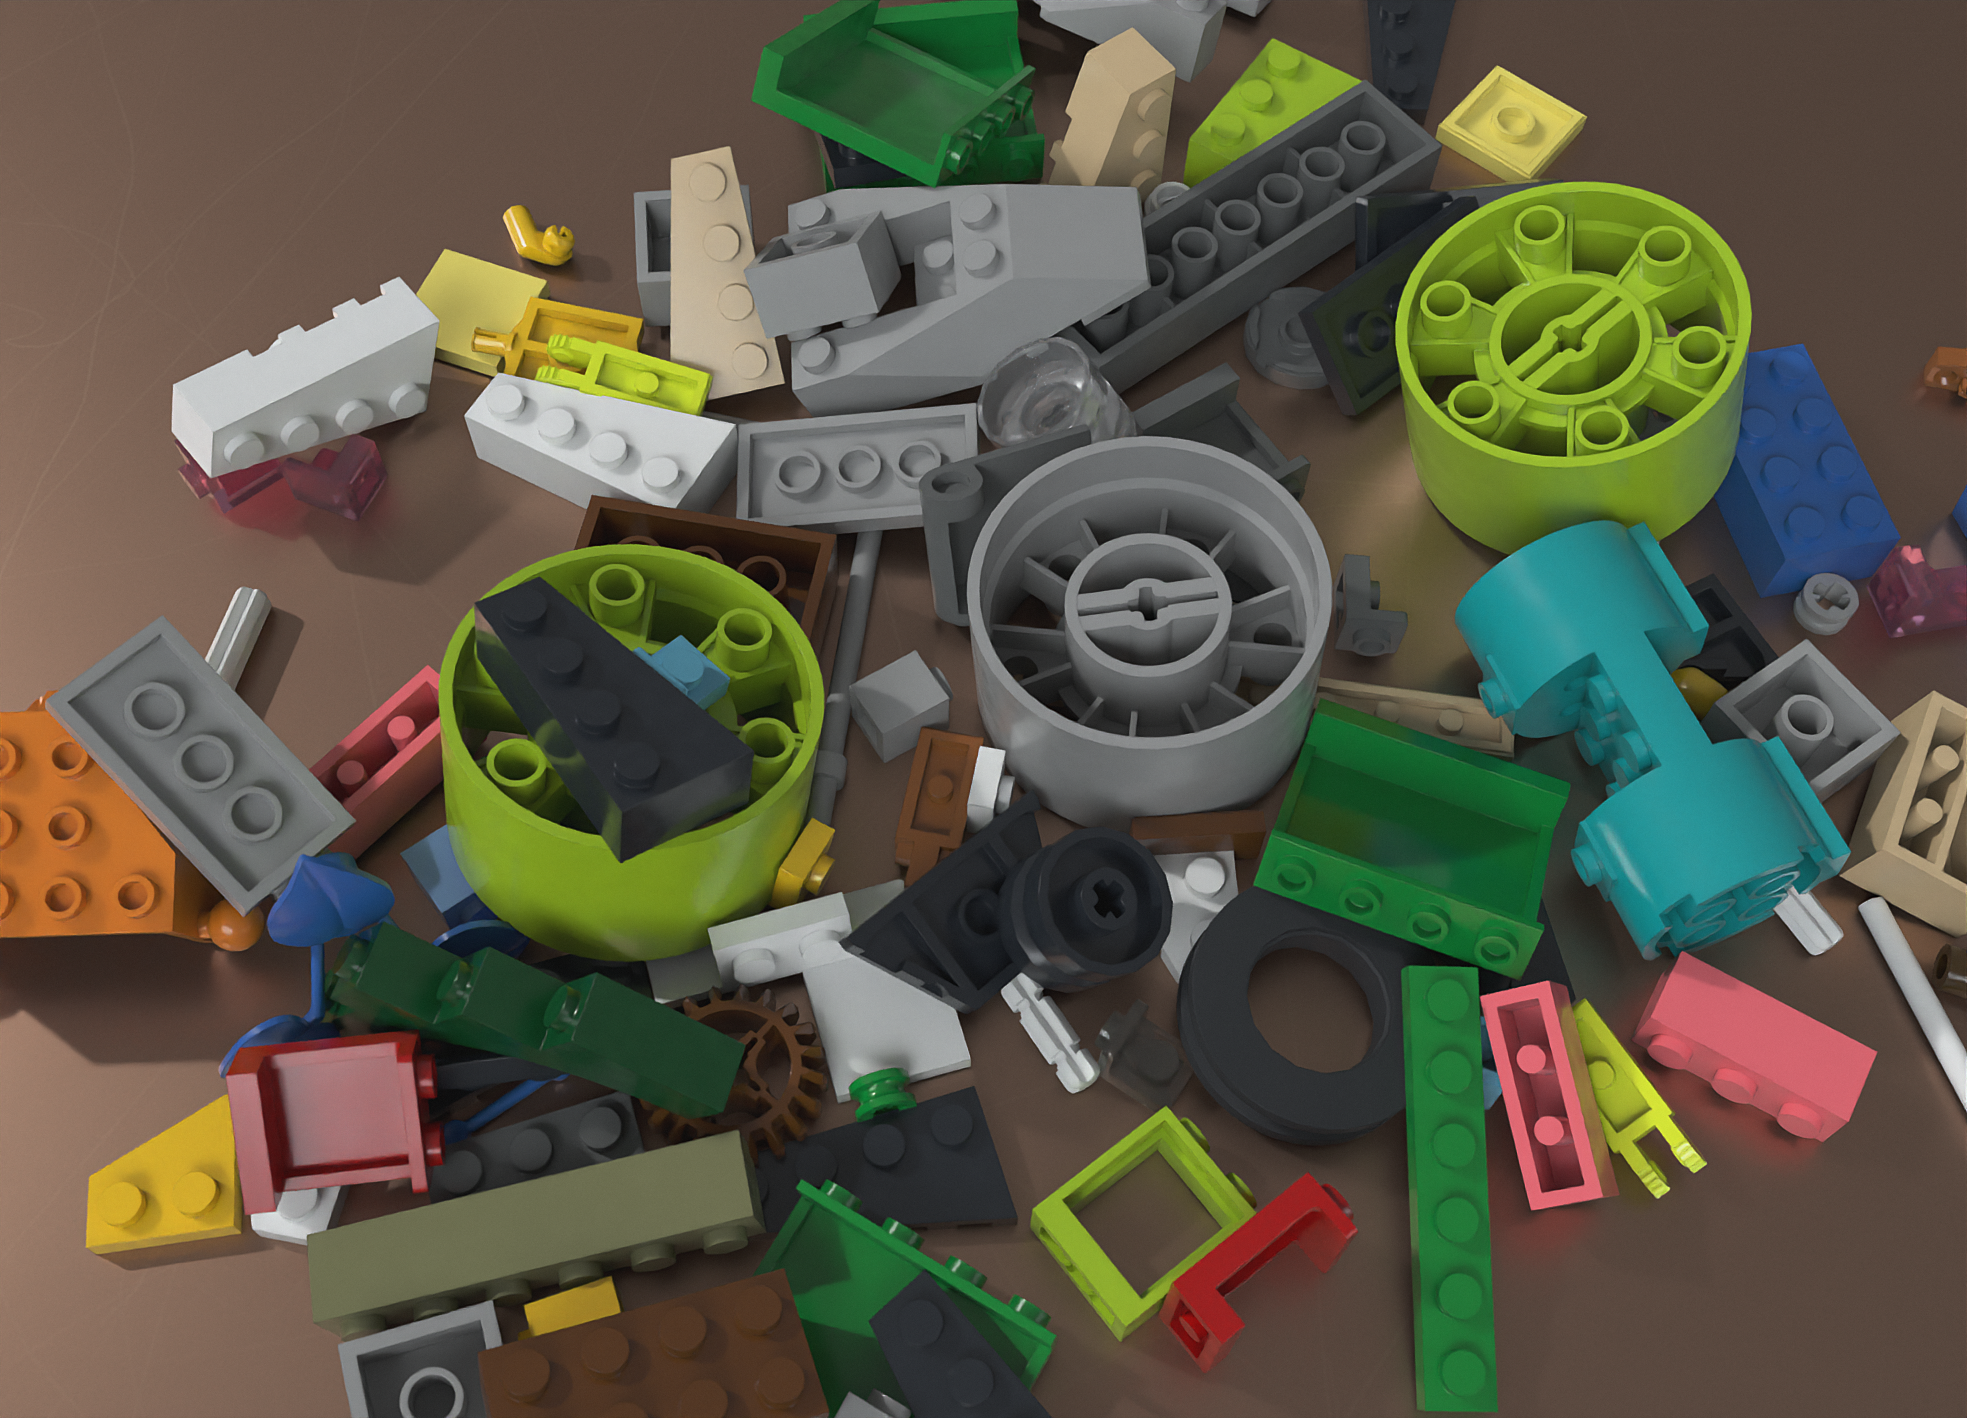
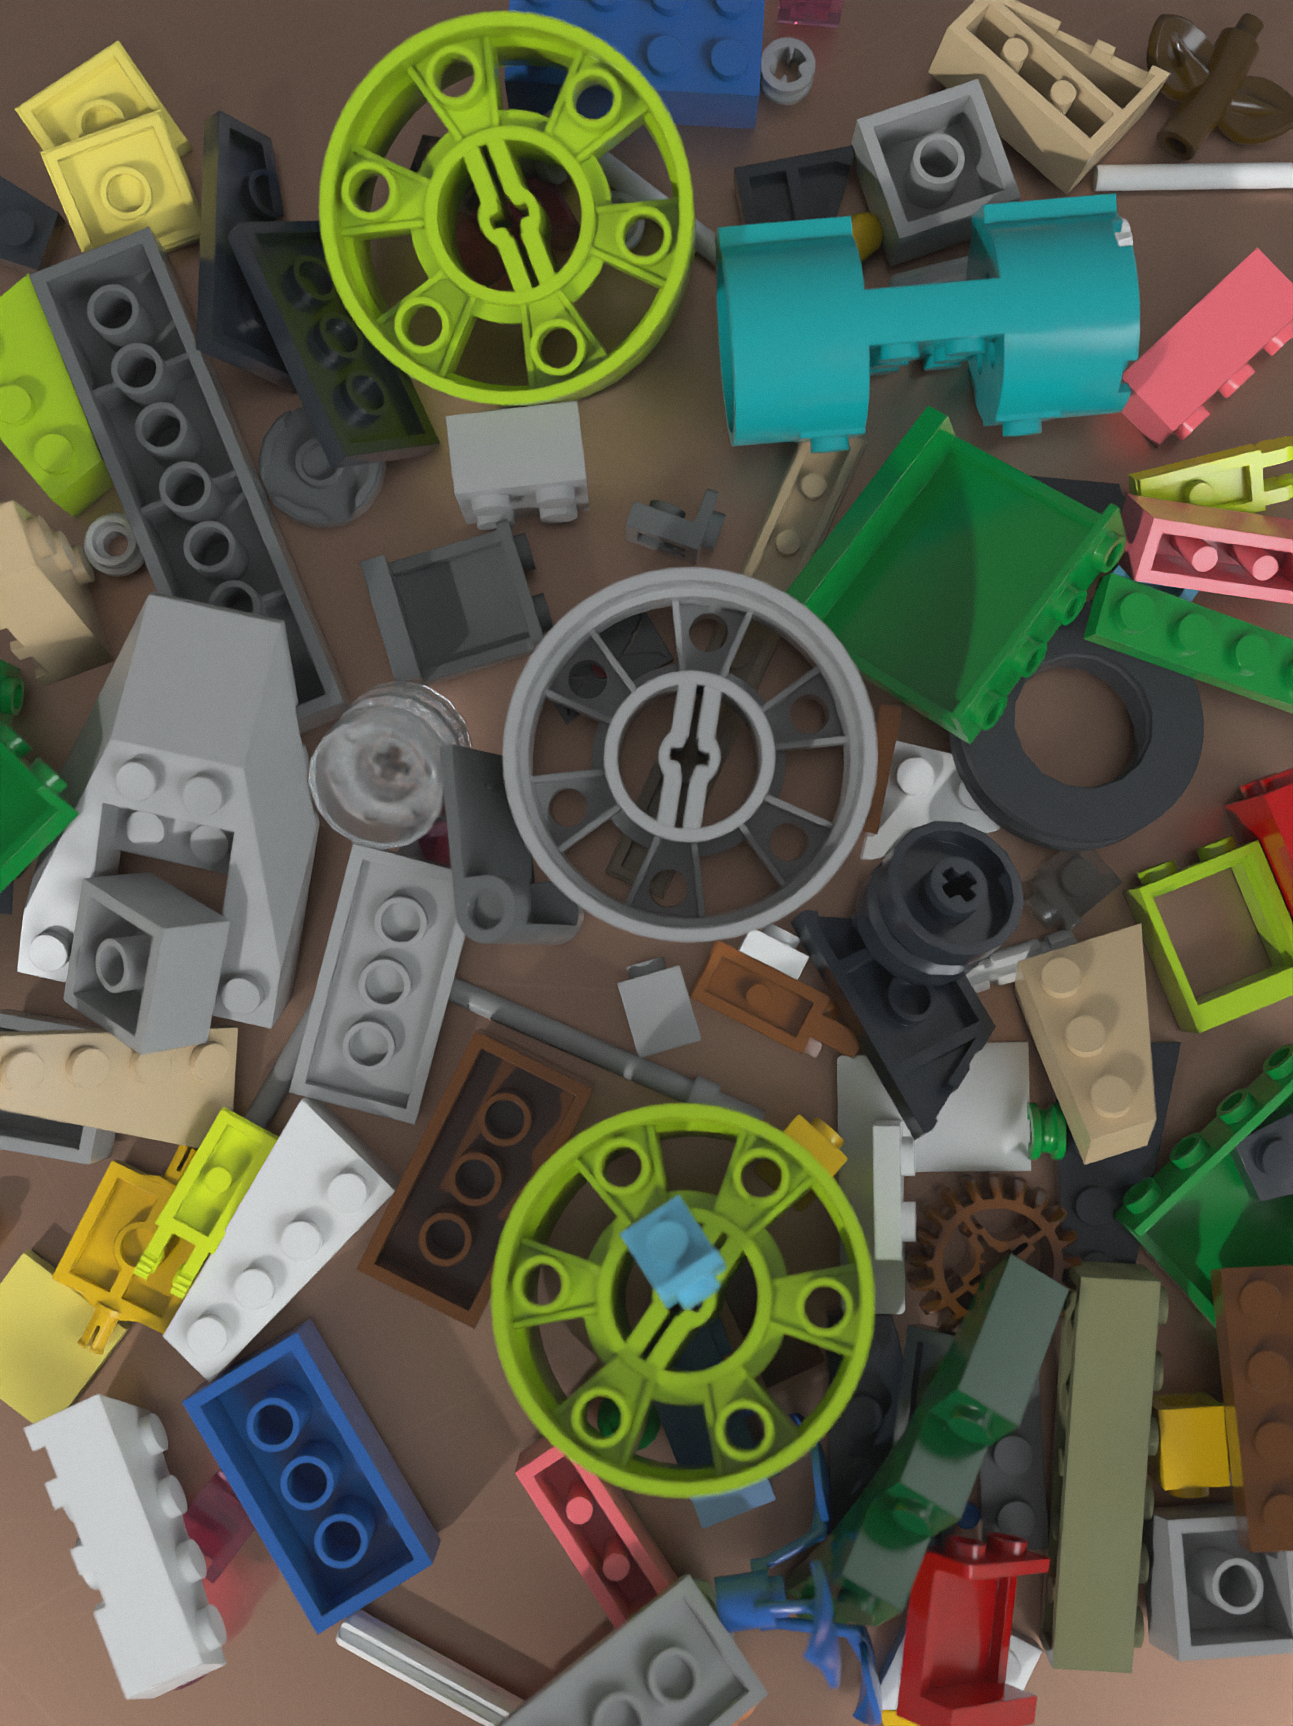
camera: 75 degrees left, 25 degrees up
(394, 524) = (313, 1476): none -> blue brick
(609, 723) = (749, 1336): black wedge -> none
(995, 1097) = (1094, 1038): none -> tan wedge
(1364, 458) = (518, 464): none -> light grey brick
(1478, 137) = (125, 183): none -> light yellow tile

